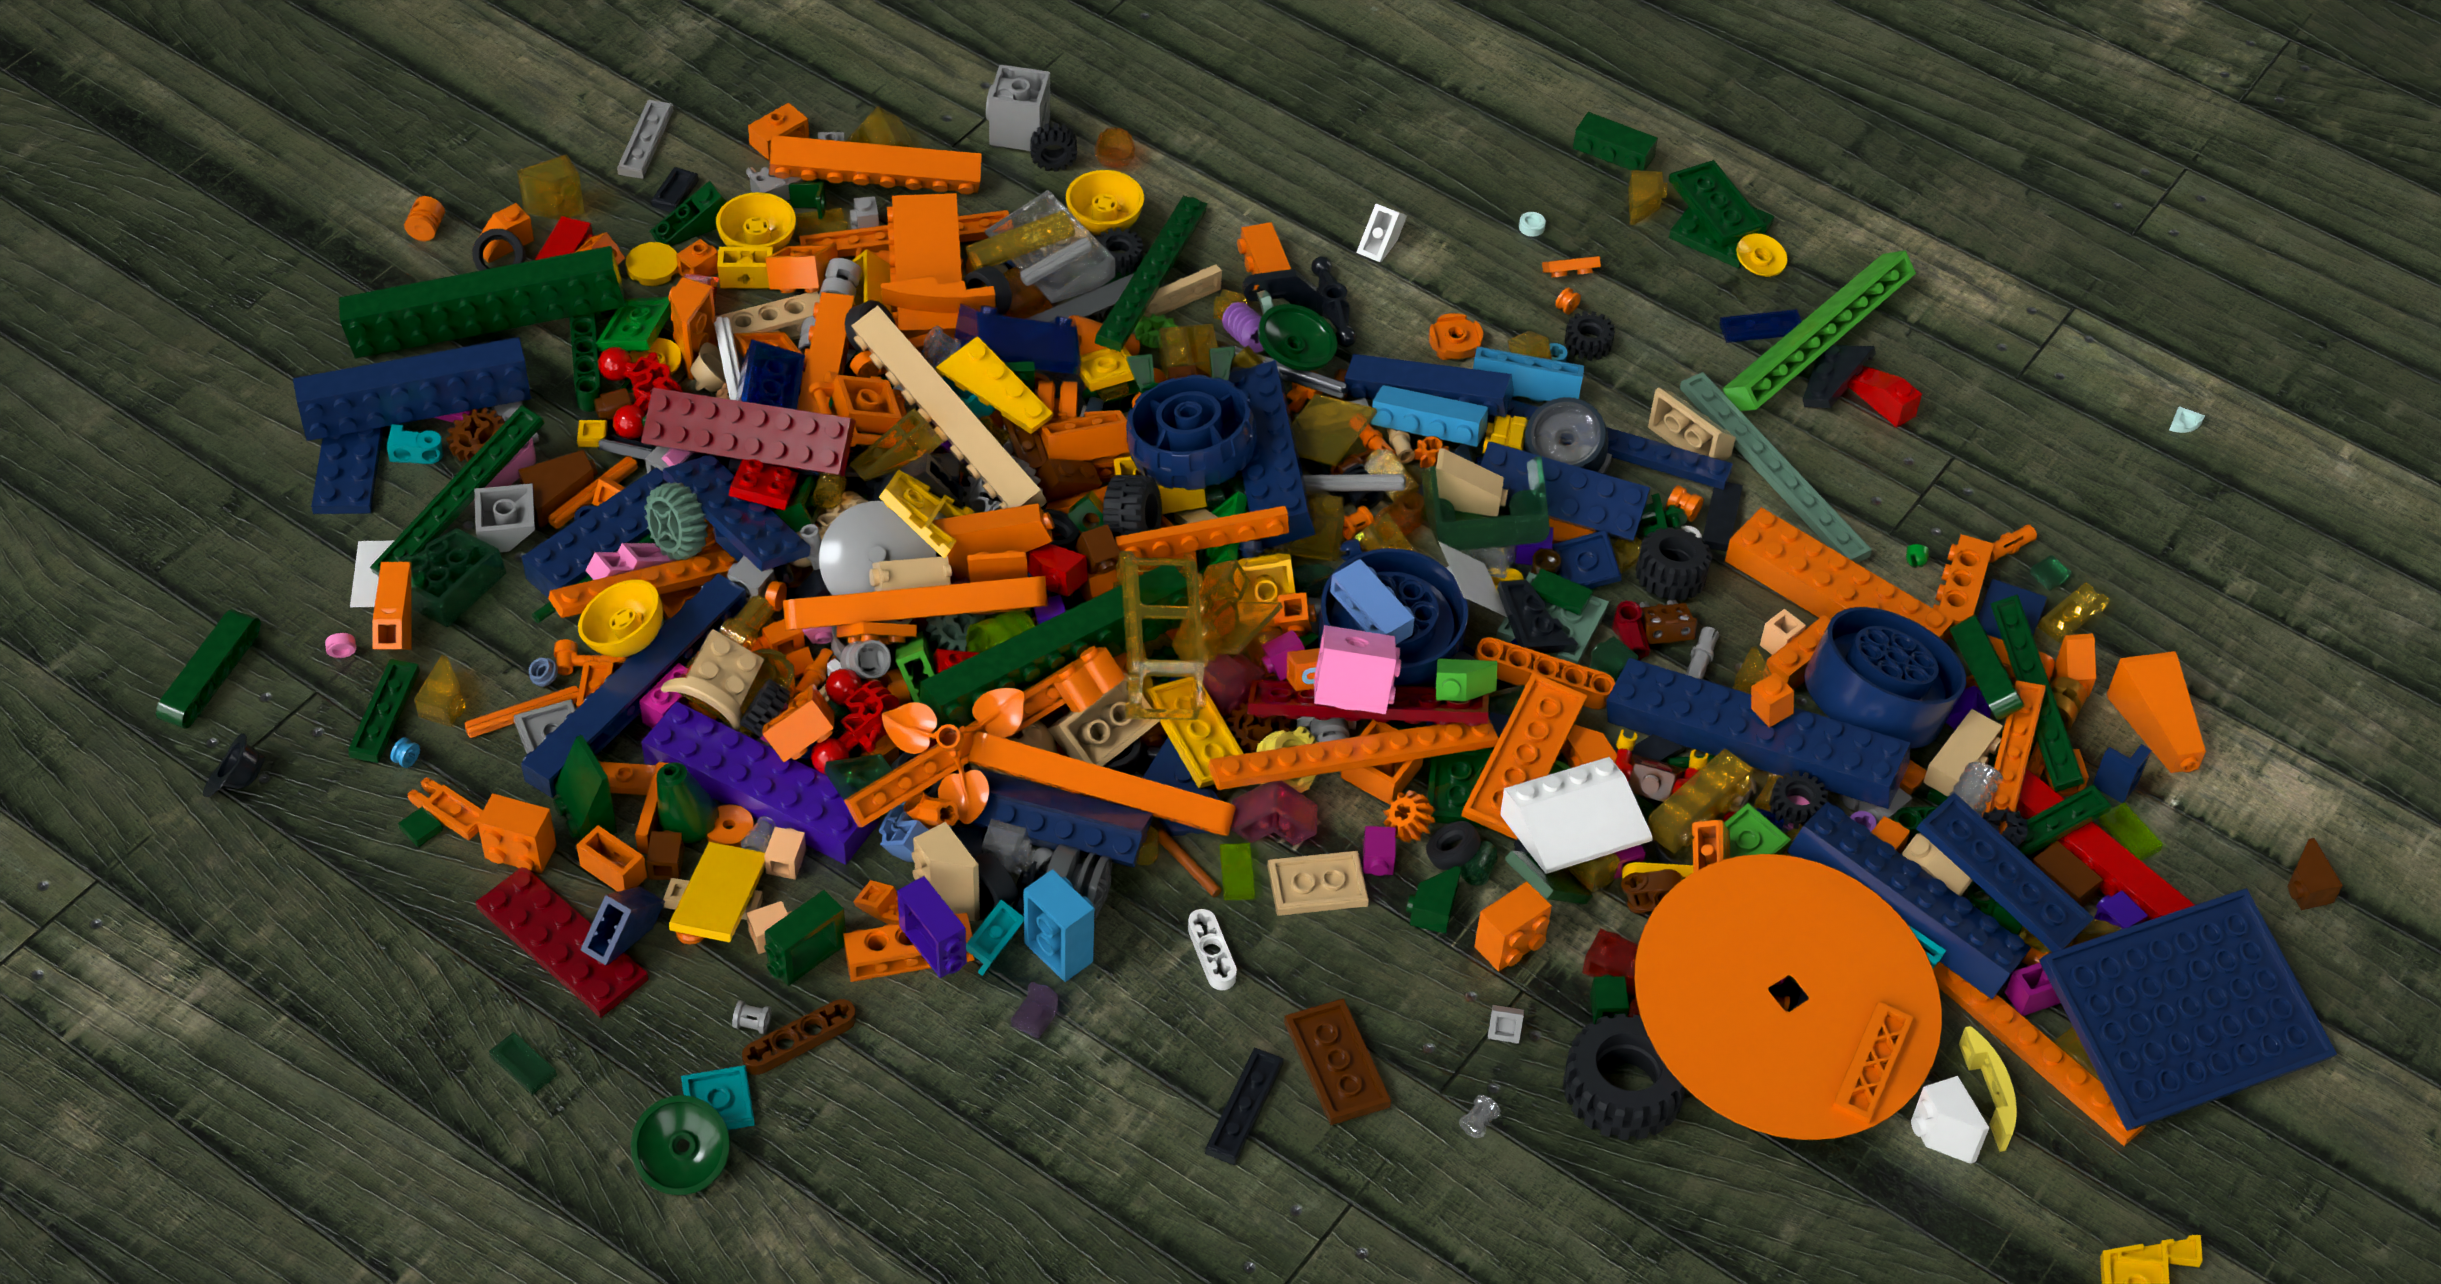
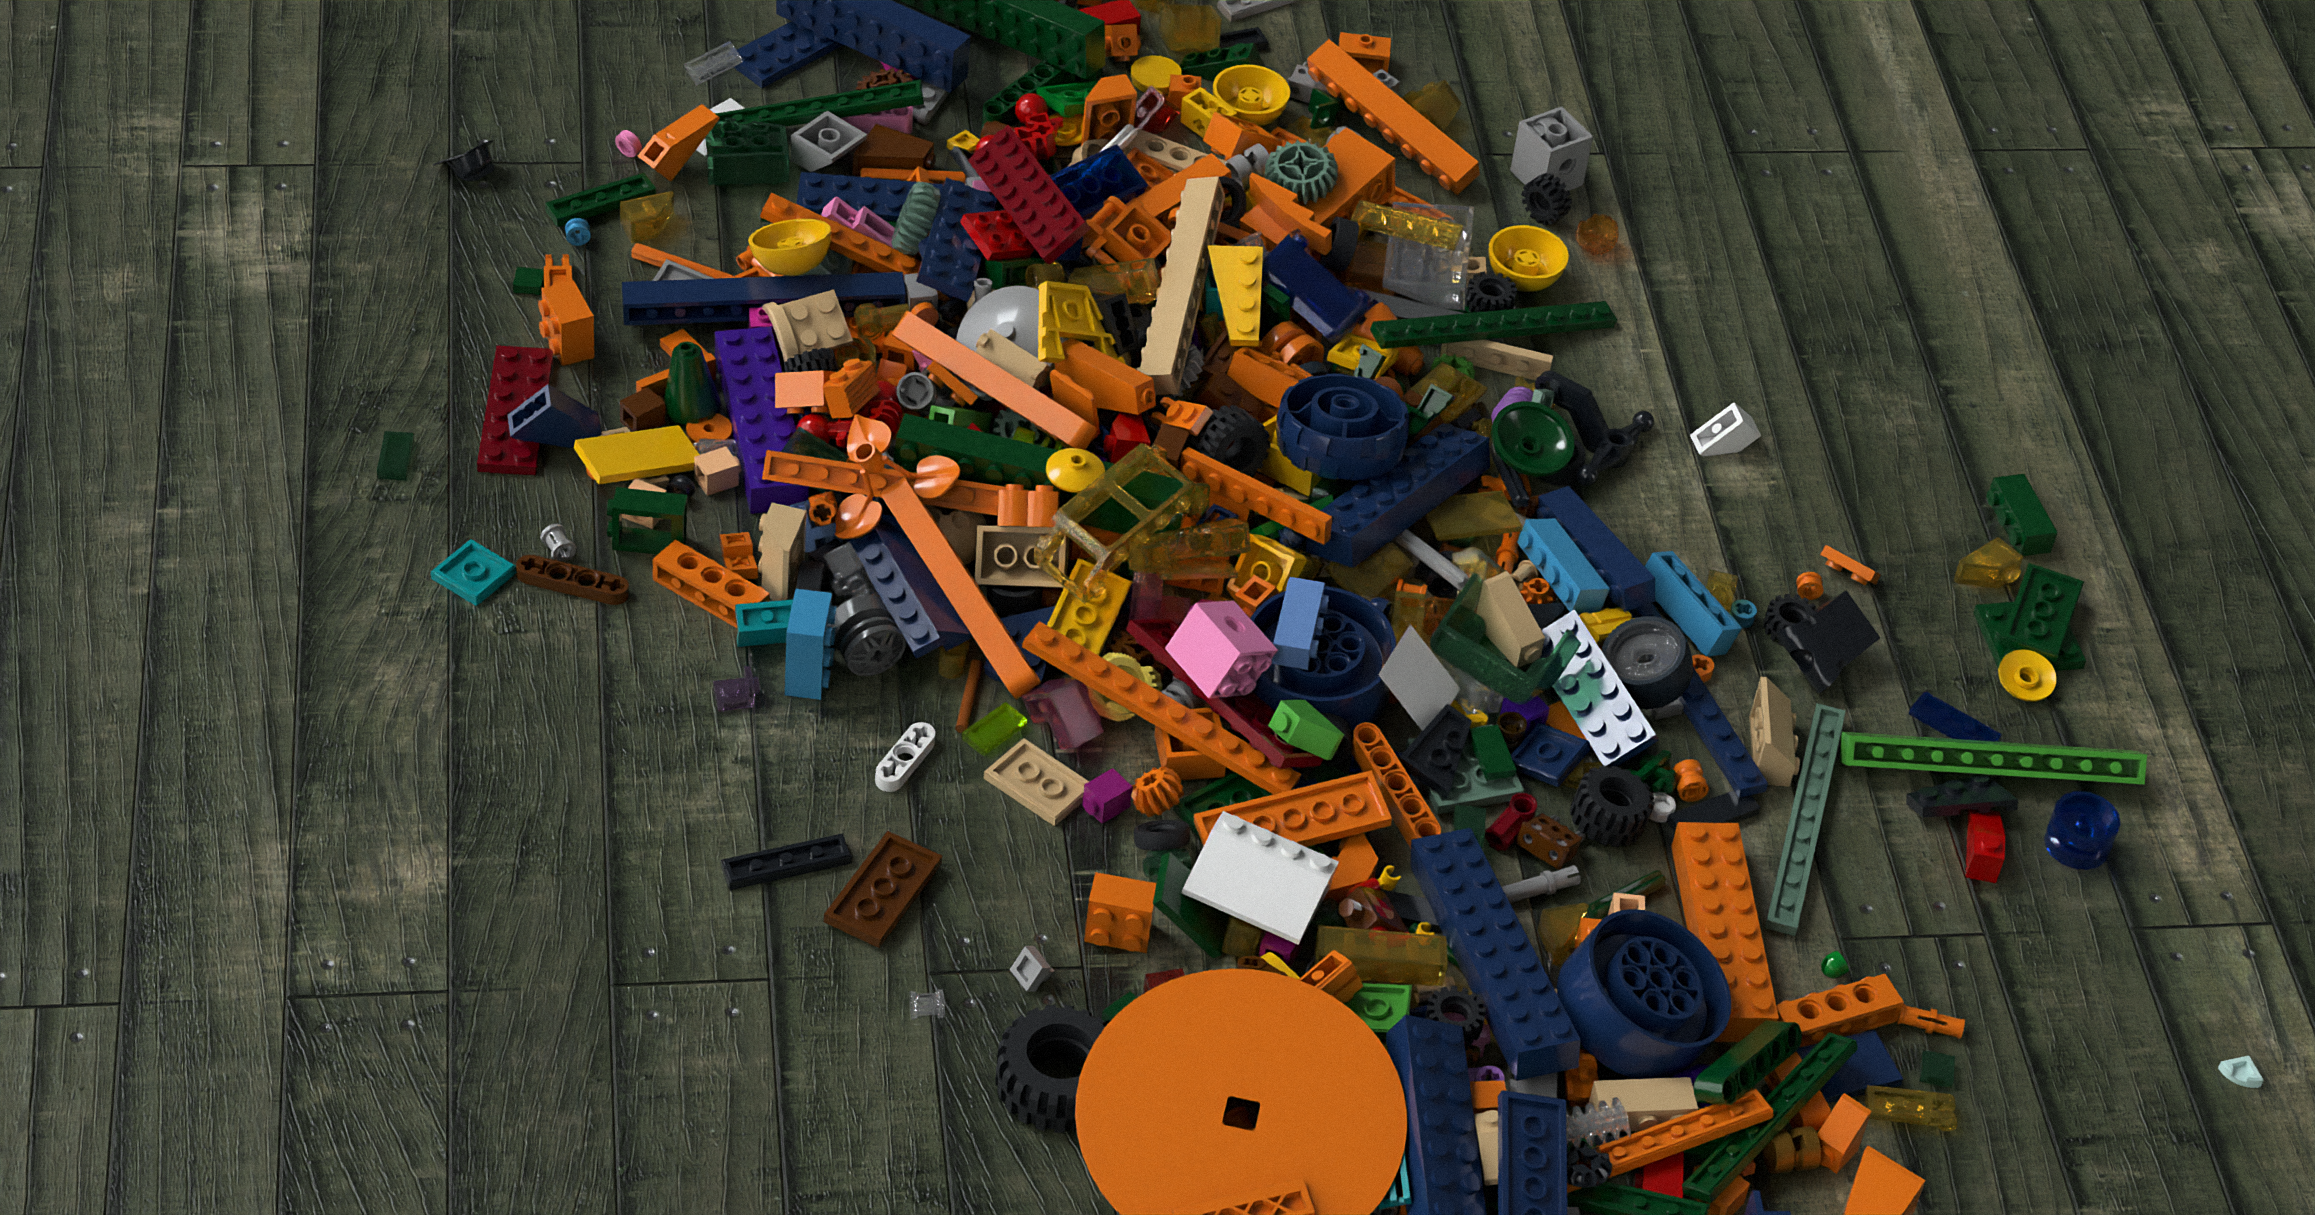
camera: 45 degrees right, 5 degrees down
(208, 669) = (535, 97): dark green beam -> none
(311, 522) = (713, 63): none -> clear tile
(414, 446) = (838, 67): teal leg -> none
(543, 671) = (725, 252): sand blue plate -> none
(584, 792) = (638, 337): dark green slope -> none
(611, 860) = (603, 384): orange brick -> none
(637, 204) = (1189, 26): none -> clear yellow brick
(657, 1142) = (406, 568): dark green dish -> none
(779, 890) = (681, 485): none -> black bush
(836, 698) = (850, 388): none -> orange brick
(907, 246) = (1315, 163): none -> sand green gear
(932, 927) = (720, 571): dark purple window -> none
(1055, 261) = (1415, 256): light grey axle -> none
(1084, 515) = (1183, 415): none -> orange hinge
(1089, 621) = (1073, 469): none -> yellow dish
(1262, 249) = (1610, 378): orange brick -> none
(1434, 901) = (1102, 855): dark green slope -> none
(1455, 348) = (1668, 532): orange plate -> none
(1532, 224) = (1866, 519): light aqua tile -> none
(1639, 329) = (1828, 640): none -> black piece
(1751, 618) = (1641, 886): none -> dark green axle
(1772, 699) = (1512, 923): orange brick -> none
(1926, 335) = (2082, 830): none -> clear blue wheel

